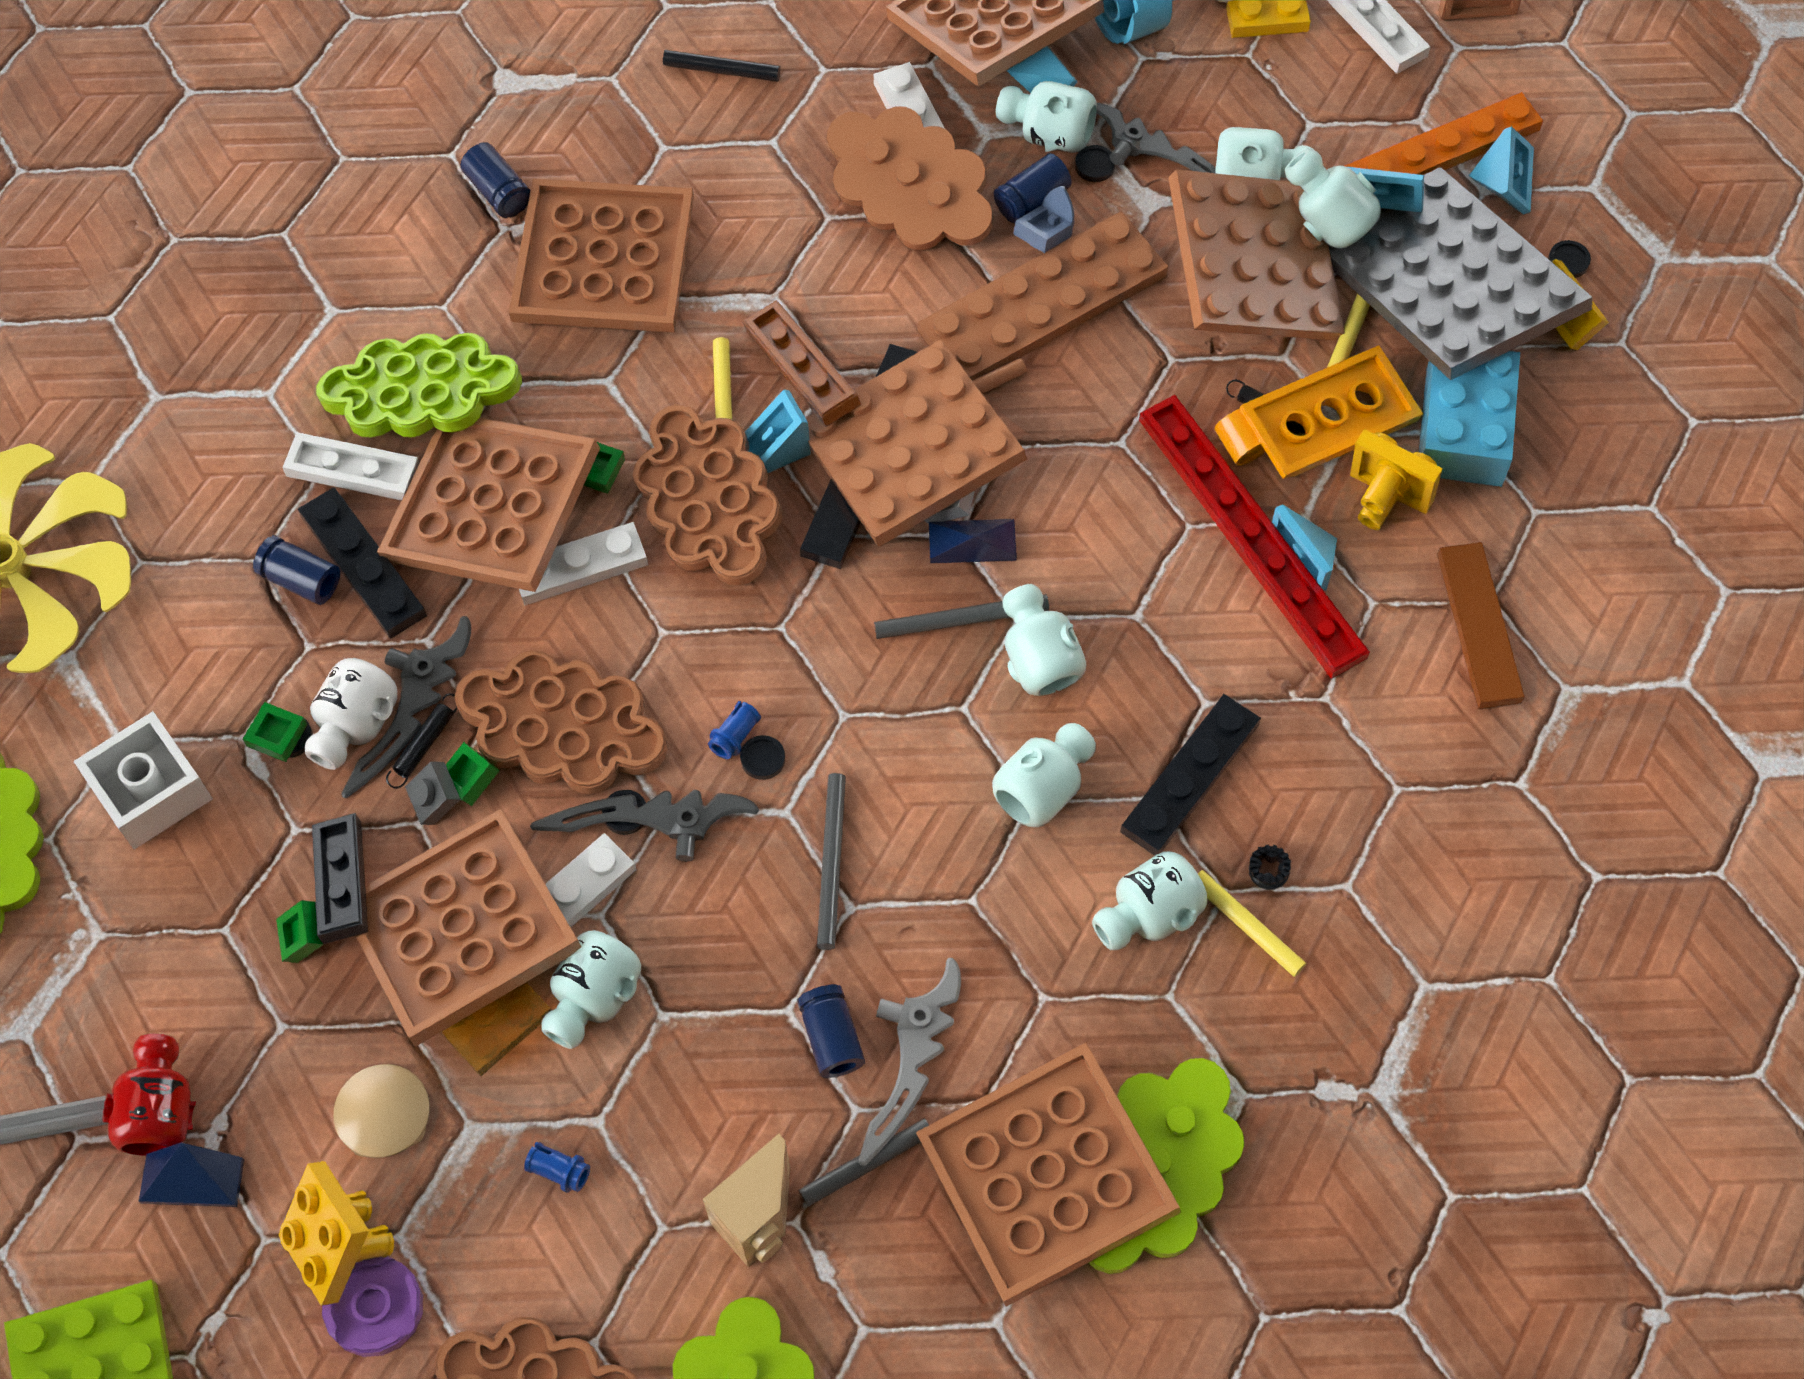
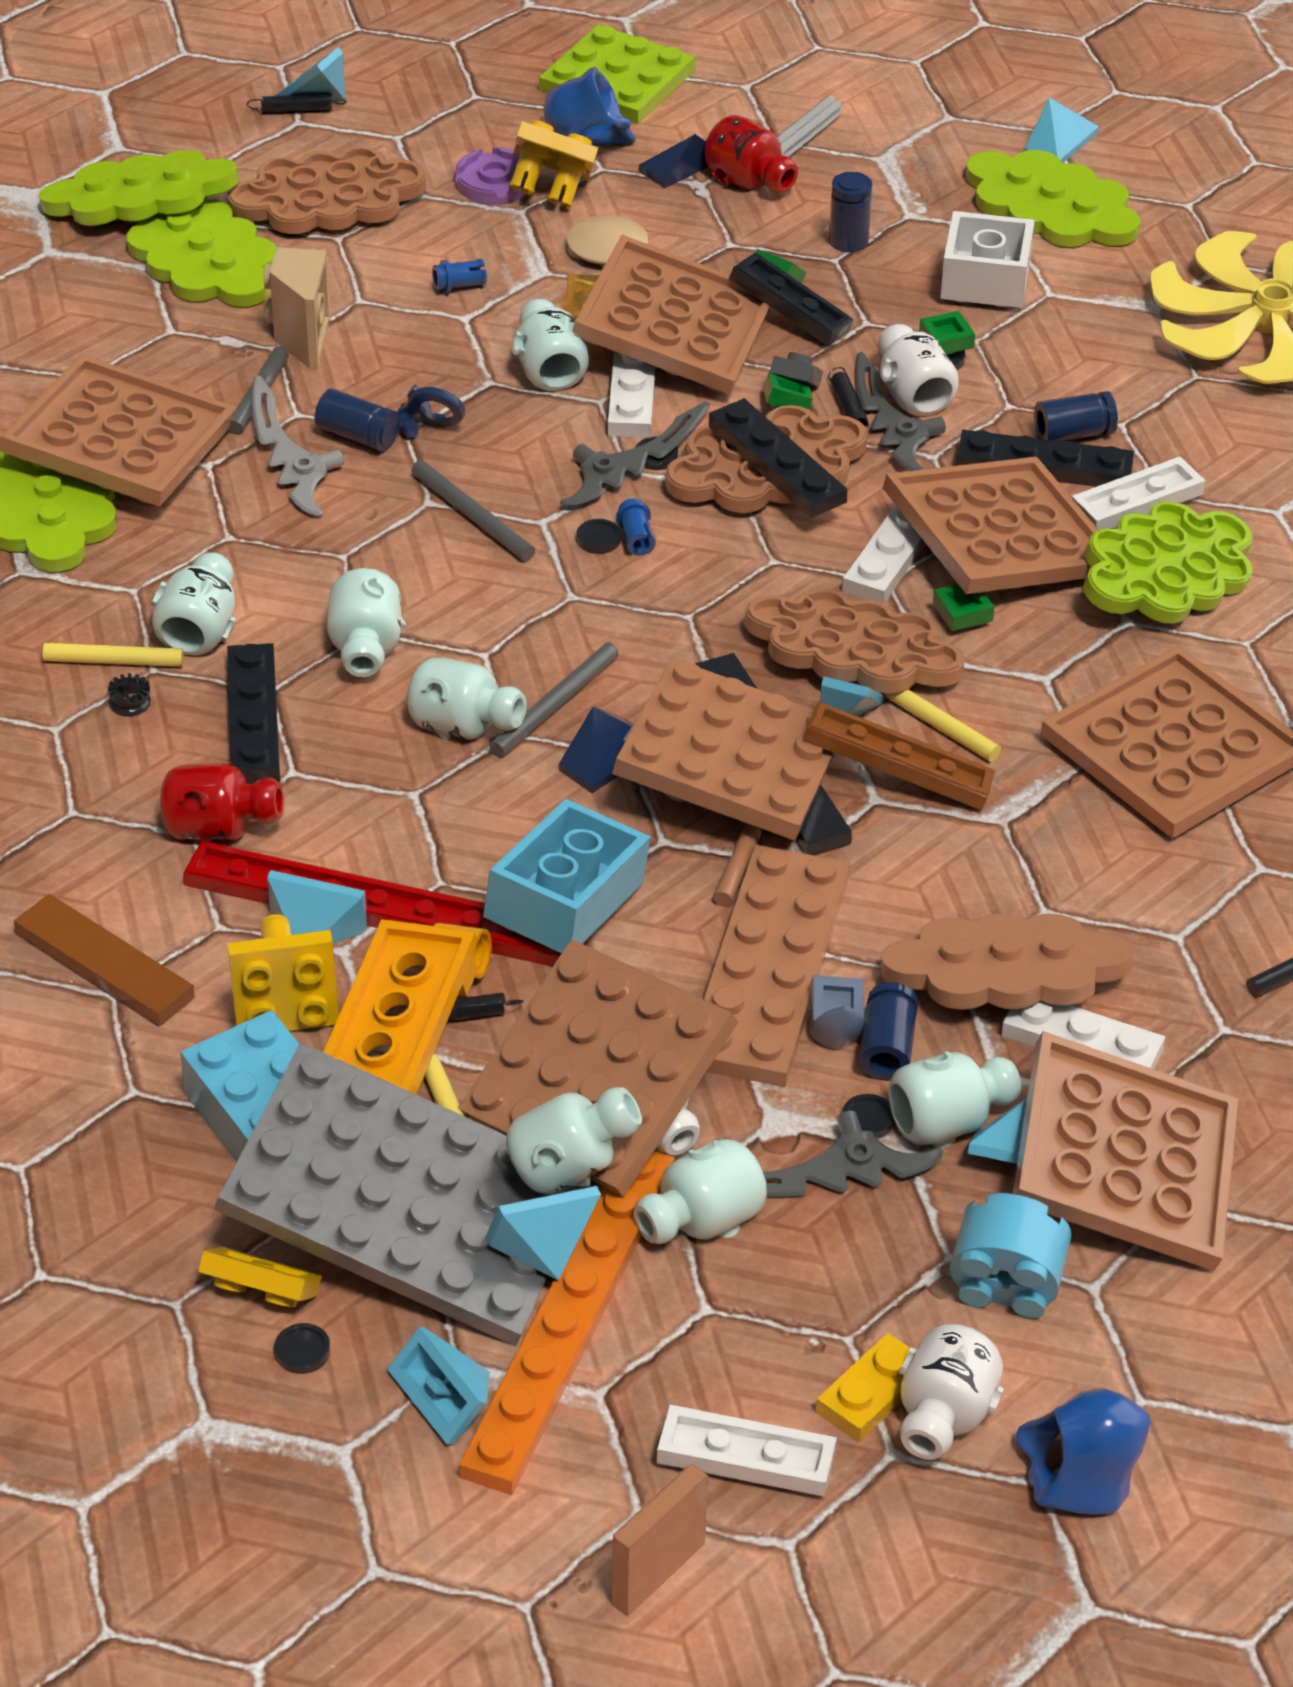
camera: 135 degrees right, 20 degrees down
(173, 932) = (850, 211): none -> dark blue piece
(218, 1295) = (588, 109): none -> blue piece
(567, 694) = (778, 458): none -> black plate
(763, 1009) = (418, 408): none -> dark blue piece
(1130, 417) = (566, 876): none -> medium azure brick
(1303, 685) = (216, 802): none -> red piece

